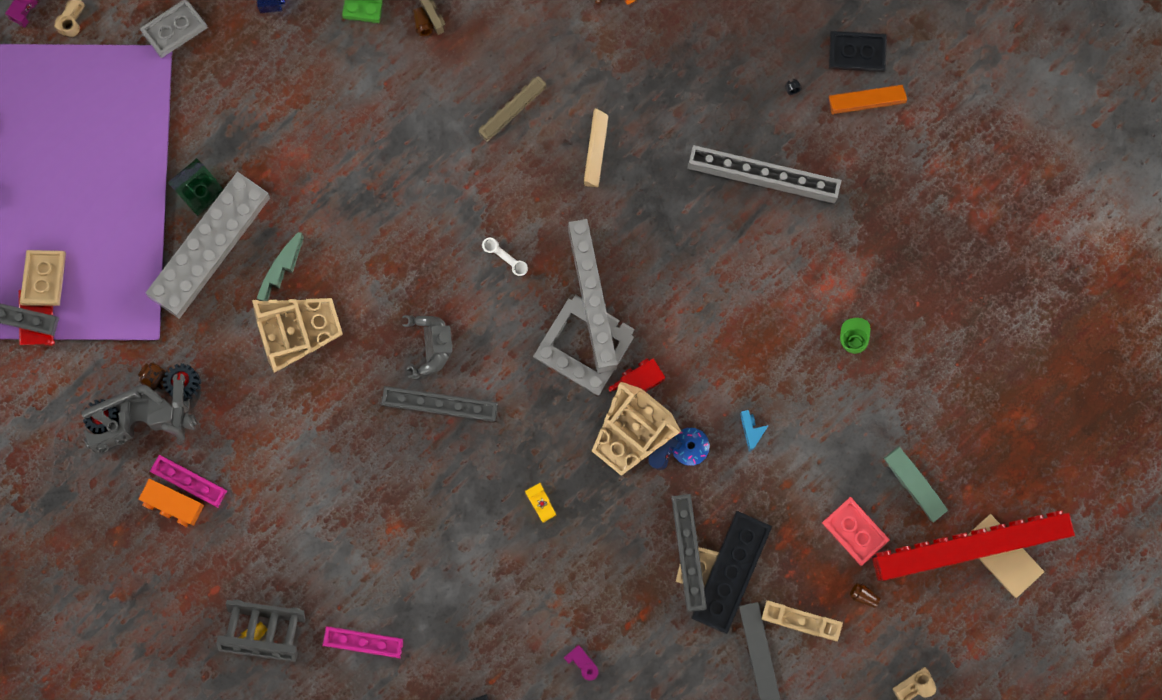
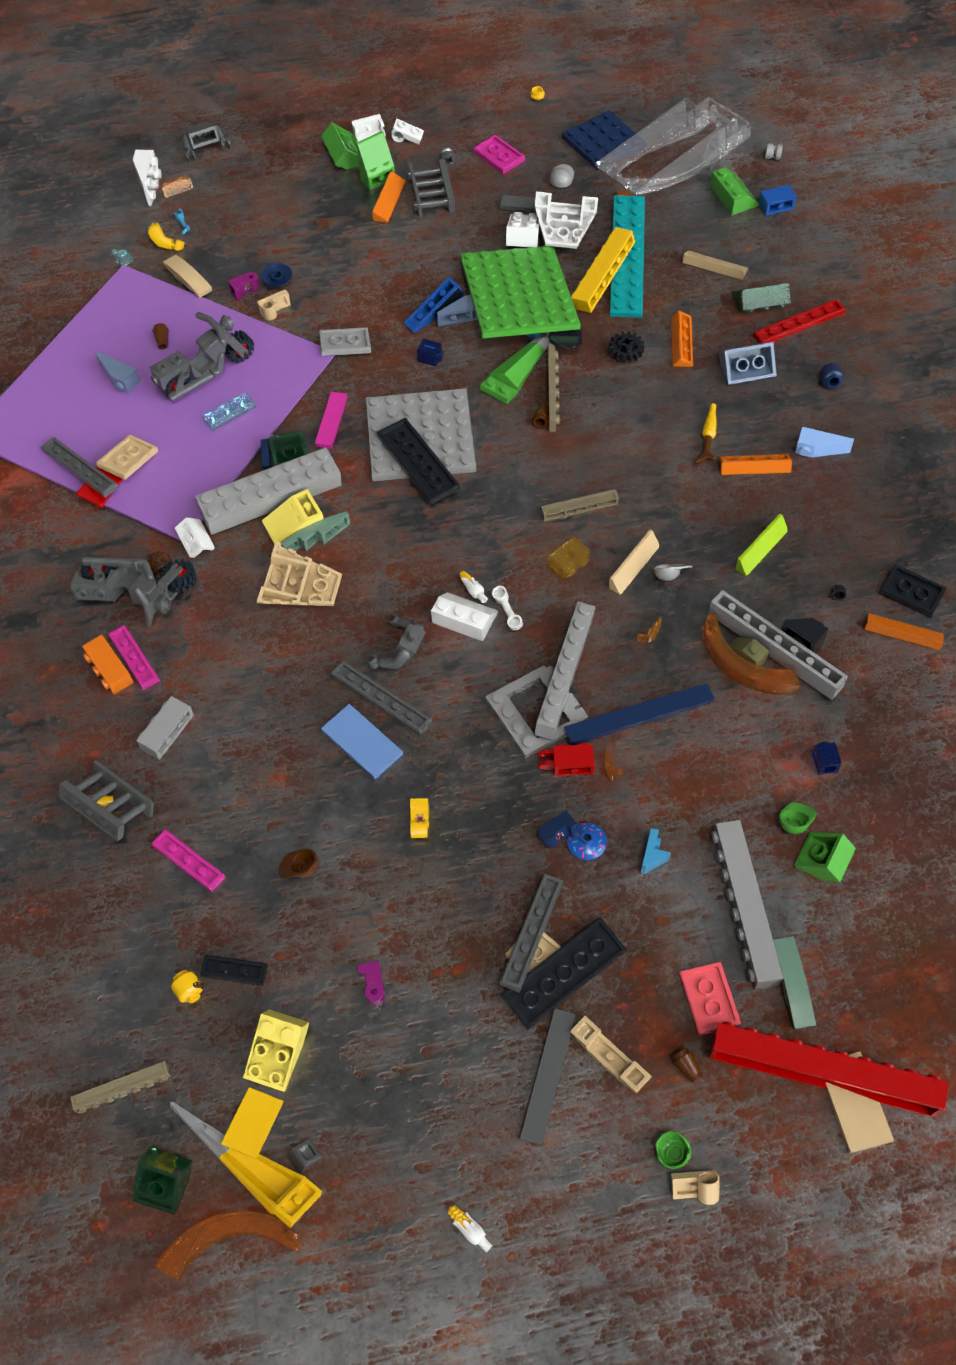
camera: 30 degrees right, 20 degrees down
(34, 166) = (174, 371): none -> dark grey piece
(110, 173) = (229, 411): none -> clear light blue plate
(166, 331) = (194, 536): none -> white panel
(179, 206) = (266, 456): none -> dark blue tile
(216, 129) = (331, 420): none -> dark pink tile
(249, 264) = (292, 516): none -> light yellow slope
(264, 535) = (165, 727): none -> light grey brick
(314, 102) = (437, 416): none -> light grey plate
(332, 138) = (418, 461): none -> black tile
(447, 455) = (362, 741): none -> medium blue tile
(461, 249) = (473, 587): none -> white piece
(461, 597) = (299, 864): none -> reddish brown cap
(468, 283) = (463, 616): none -> white slope
(533, 164) = (569, 558): none -> clear yellow brick
(632, 140) = (669, 572): none -> light grey cap
(633, 428) = (539, 793): tan wedge -> none
(647, 222) = (652, 632): none -> clear orange bar
(675, 368) = (609, 767): none -> clear orange bar
(676, 304) = (638, 714): none -> dark blue tile
(703, 70) = (761, 545): none -> lime slope
(740, 193) = (750, 650): none -> olive slope
(744, 215) = (743, 672): none -> clear orange arch
(787, 154) = (807, 632): none -> black slope
(848, 434) = (747, 905): none -> light grey brick
(855, 265) = (826, 758): none -> clear blue brick
(886, 669) = (673, 1150): none -> bright green hair
(893, 359) = (825, 856): none -> bright green slope

